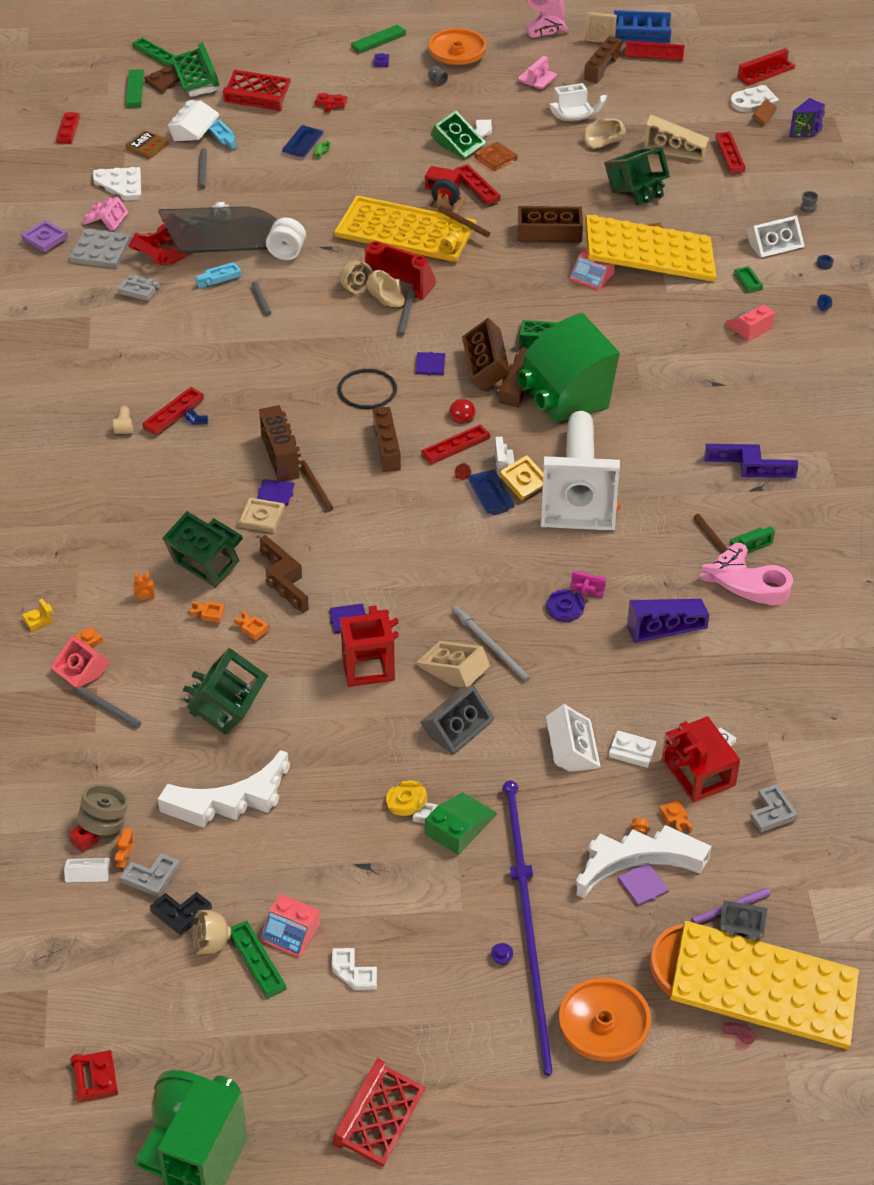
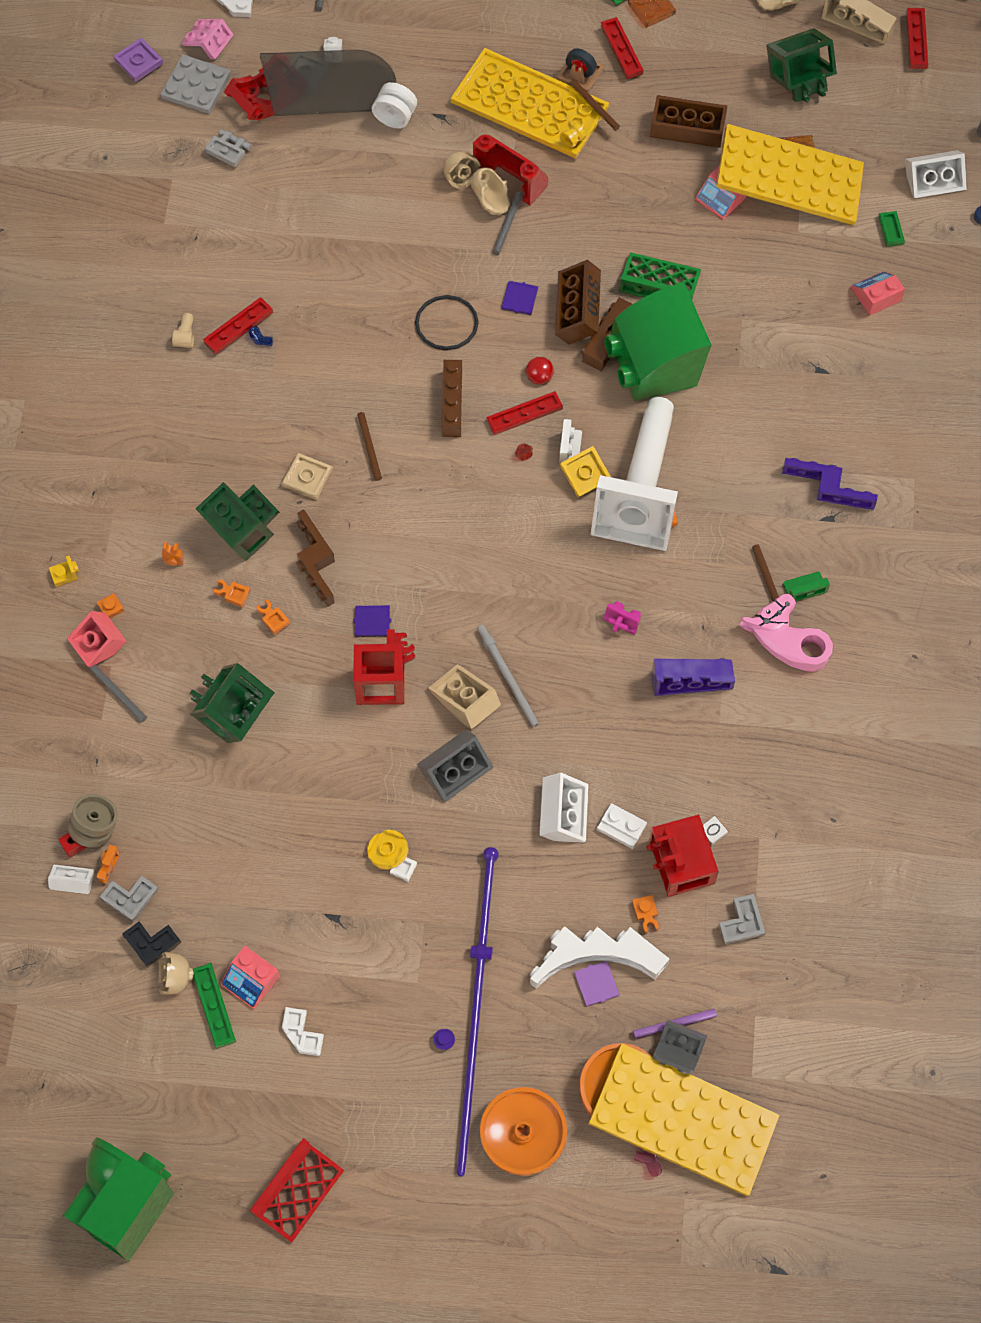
camera: 10 degrees right, 20 degrees up
(101, 1072) = (53, 1105): red plate -> none
(200, 805) = (218, 825): white arch -> none
(218, 275) = (316, 142): medium azure hinge -> none
(260, 296) = (356, 180): dark grey bar -> none
(276, 491) = (326, 447): dark purple piece -> none
(280, 443) = (340, 390): reddish brown brick -> none
(436, 173) = (584, 36): red brick -> none
(458, 822) = (433, 883): green slope -> none
(491, 492) = (548, 482): clear blue piece -> none
(565, 606) = (593, 640): dark purple tile -> none
(640, 825) = (607, 919): orange plate -> none
(824, 302) = (966, 276): clear blue plate -> none

